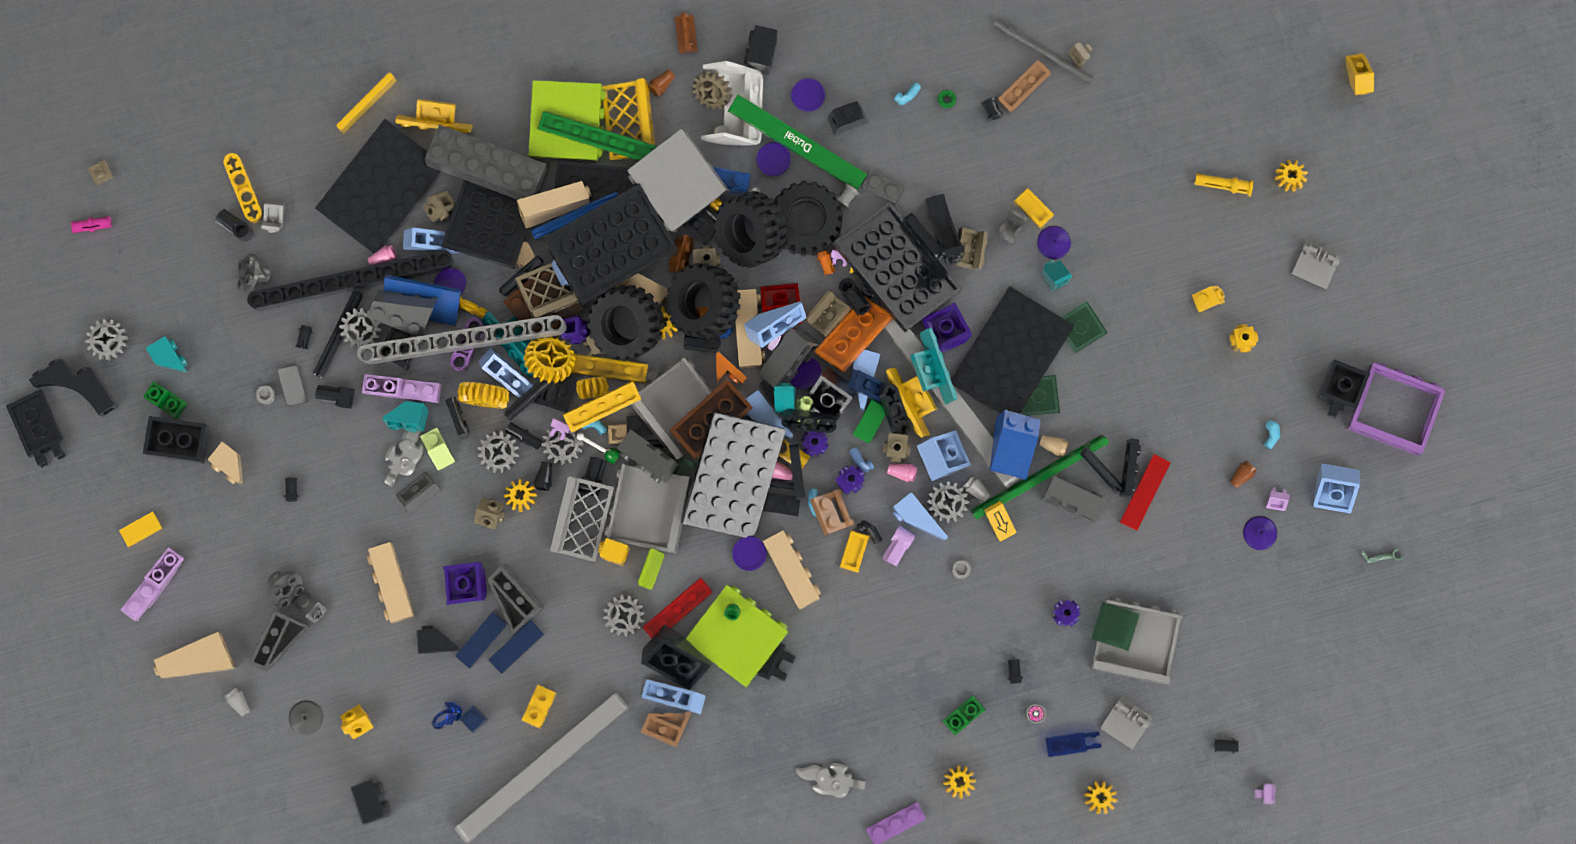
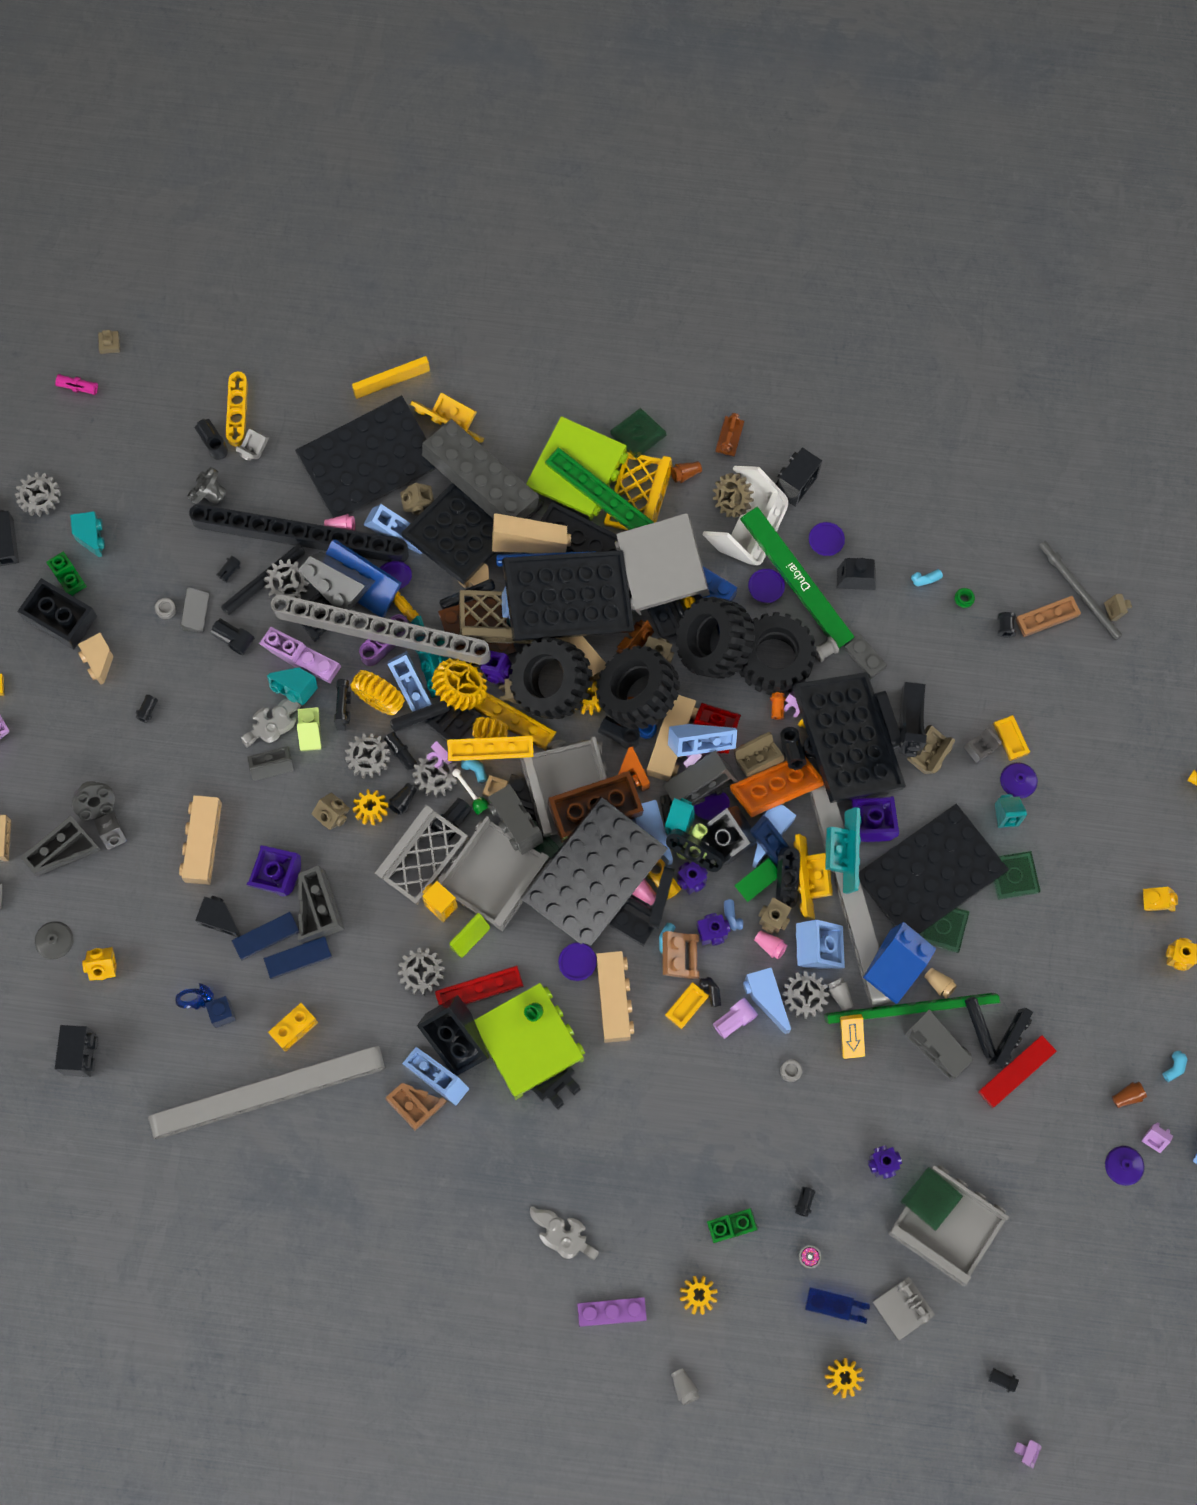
camera: 20 degrees right, 10 degrees down
(605, 64) = (638, 433): none -> clear green tile

